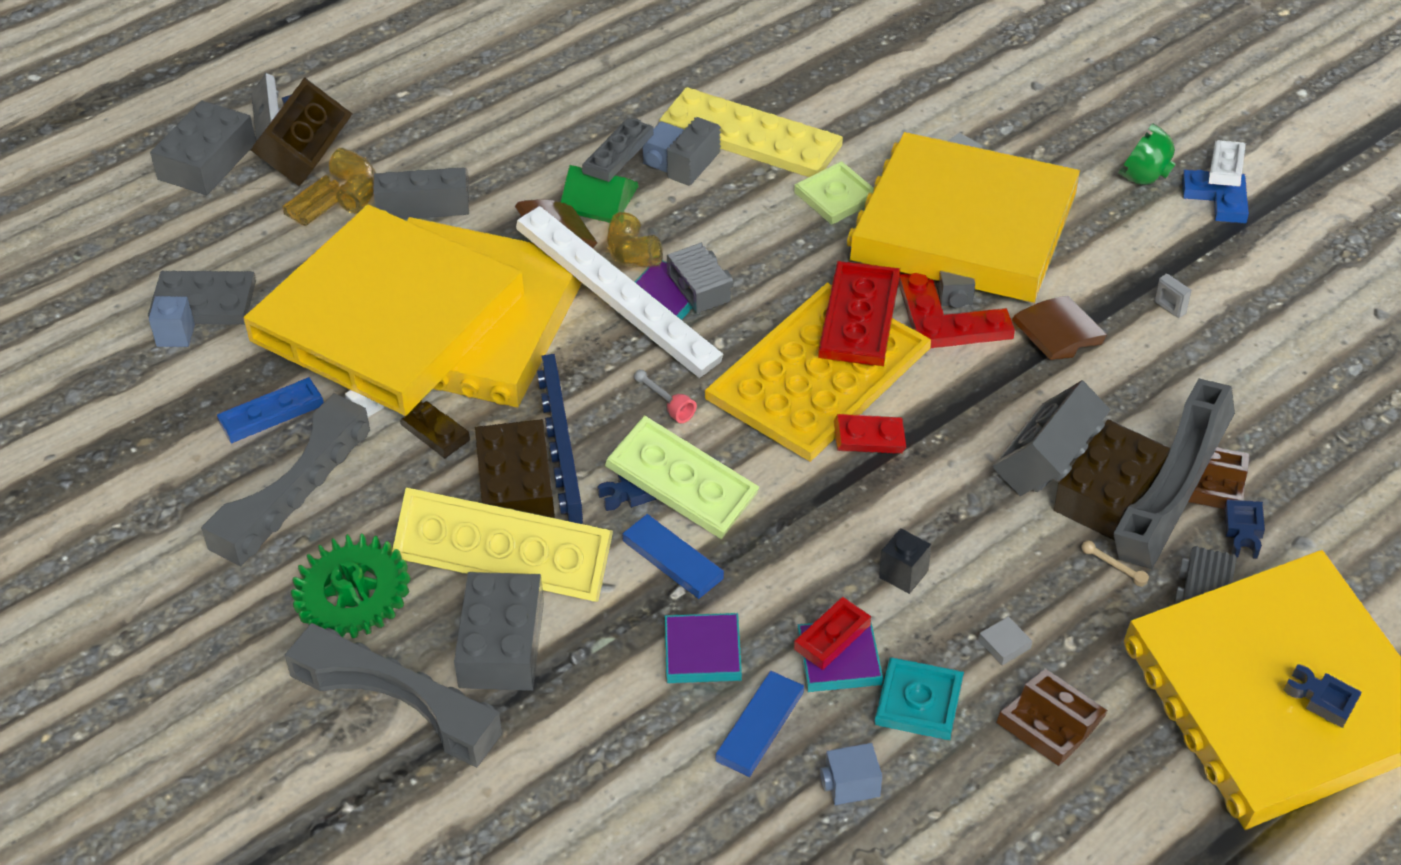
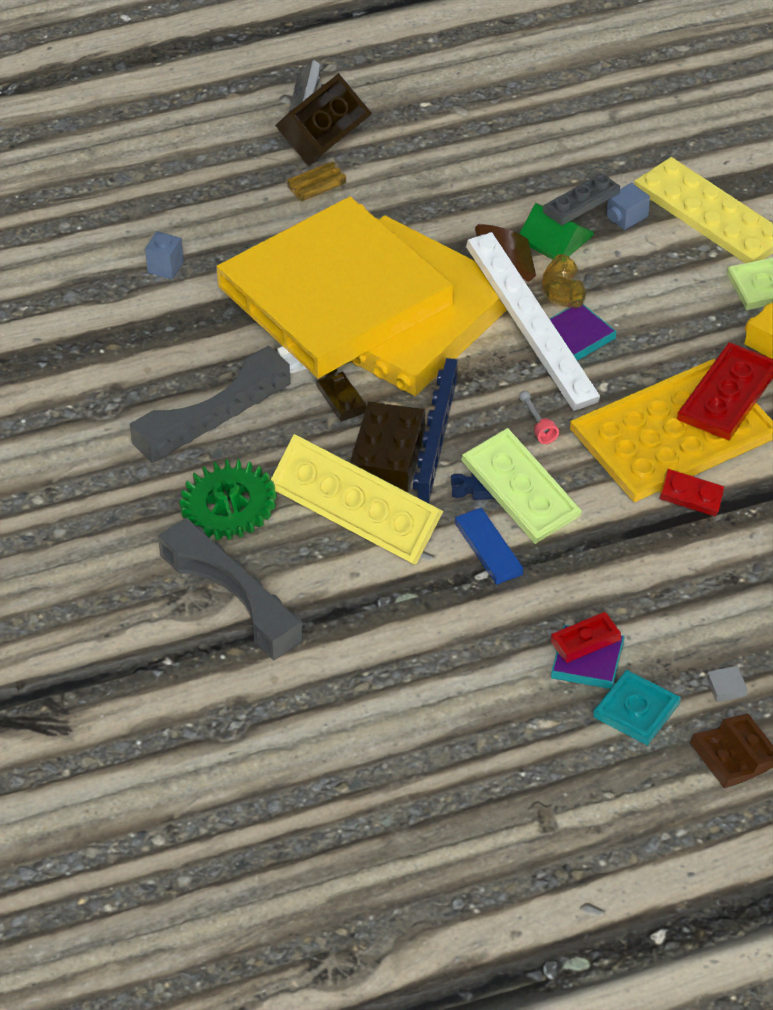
camera: 20 degrees right, 0 degrees up
(203, 147) = (240, 113): dark grey brick -> none
(212, 295) = (203, 241): dark grey plate -> none
(270, 410) = (217, 346): blue tile -> none
(359, 176) = (358, 173): clear yellow cylinder -> none
(423, 193) = (405, 197): dark grey slope -> none
(499, 631) = (328, 564): dark grey brick -> none
(693, 151) = (650, 215): dark grey brick -> none
(699, 277) = (606, 326): brick -> none
(703, 648) = (482, 621): dark purple tile -> none
(759, 723) = (501, 689): blue tile -> none
(852, 774) = (554, 745): sand blue brick -> none
(905, 560) = (672, 599): black brick -> none

